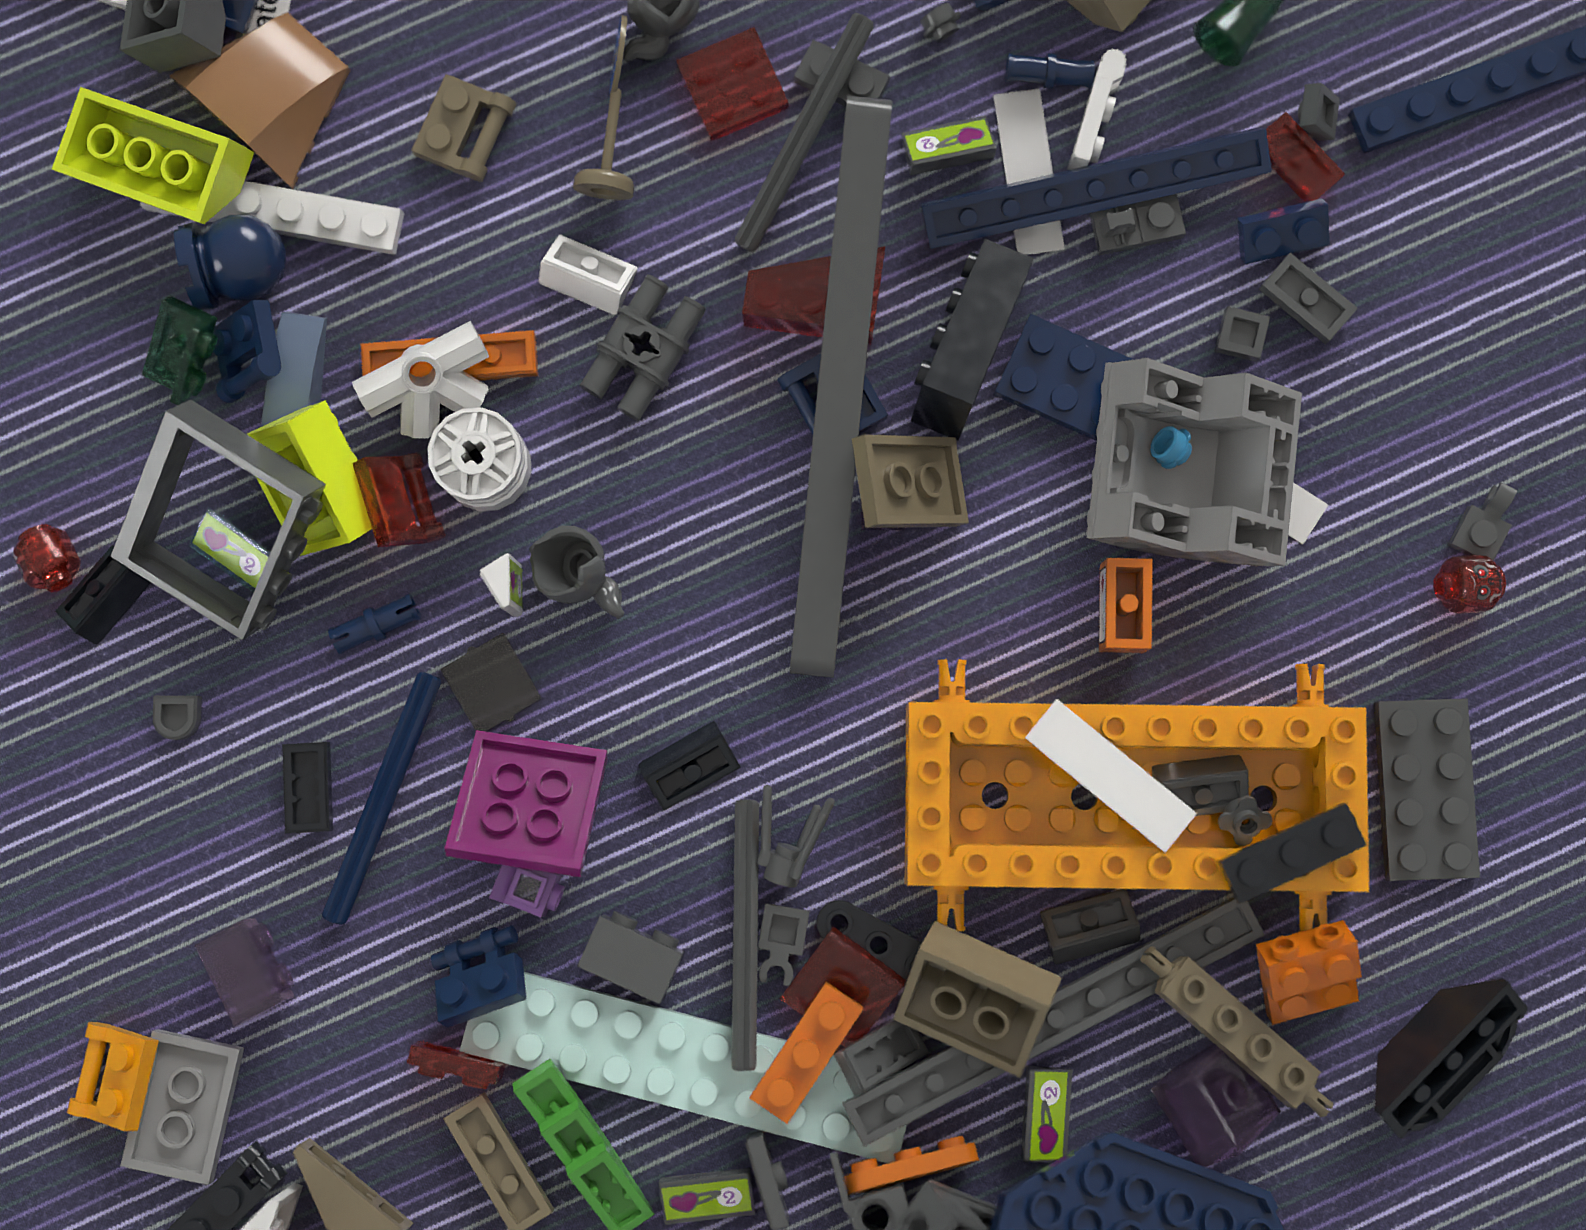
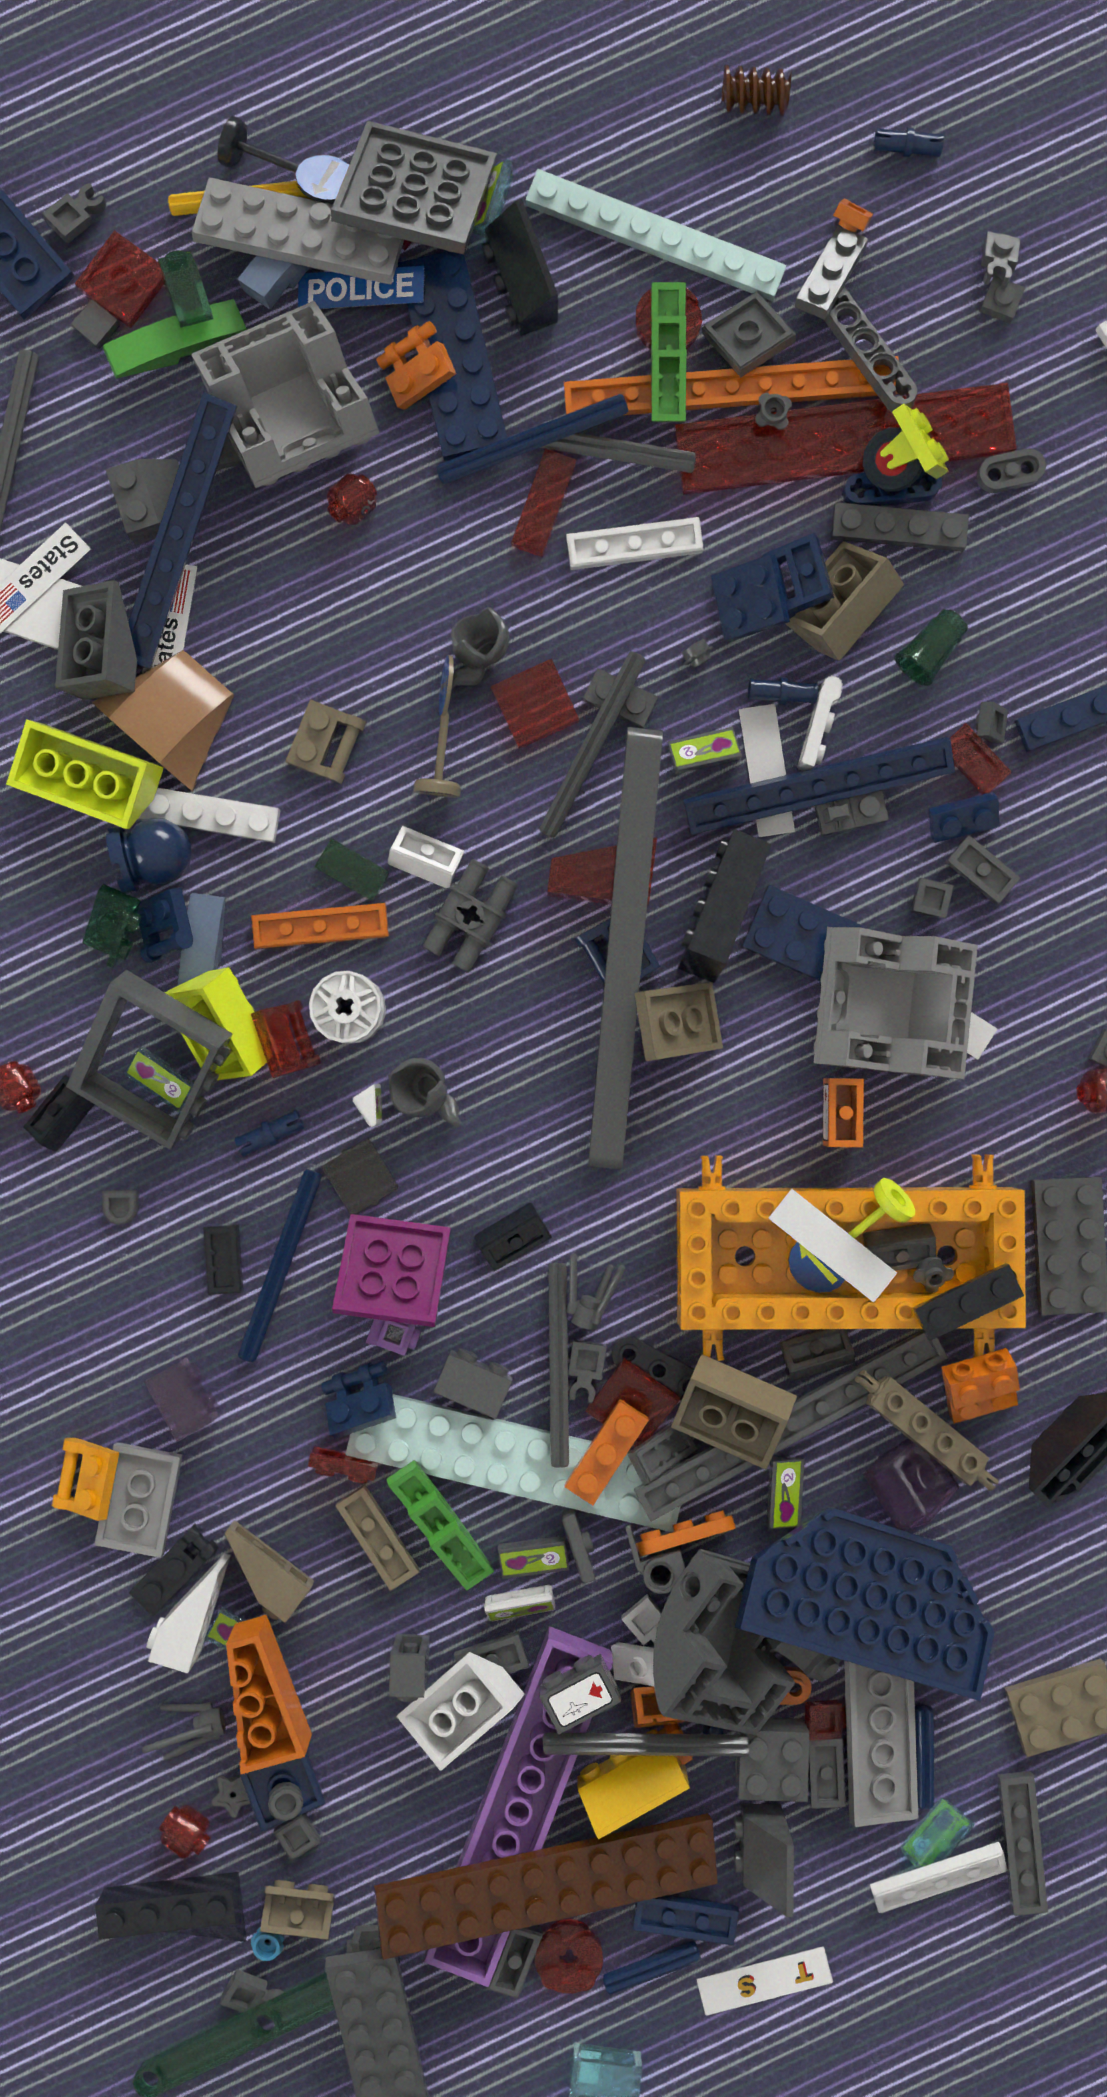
camera: 10 degrees left, 5 degrees up
(422, 396) = (302, 956): white piece -> none
(493, 289) = (352, 870): none -> clear green plate
(1089, 817) = (815, 1274): none -> piece
(1171, 447) = (877, 989): dark azure plate -> none

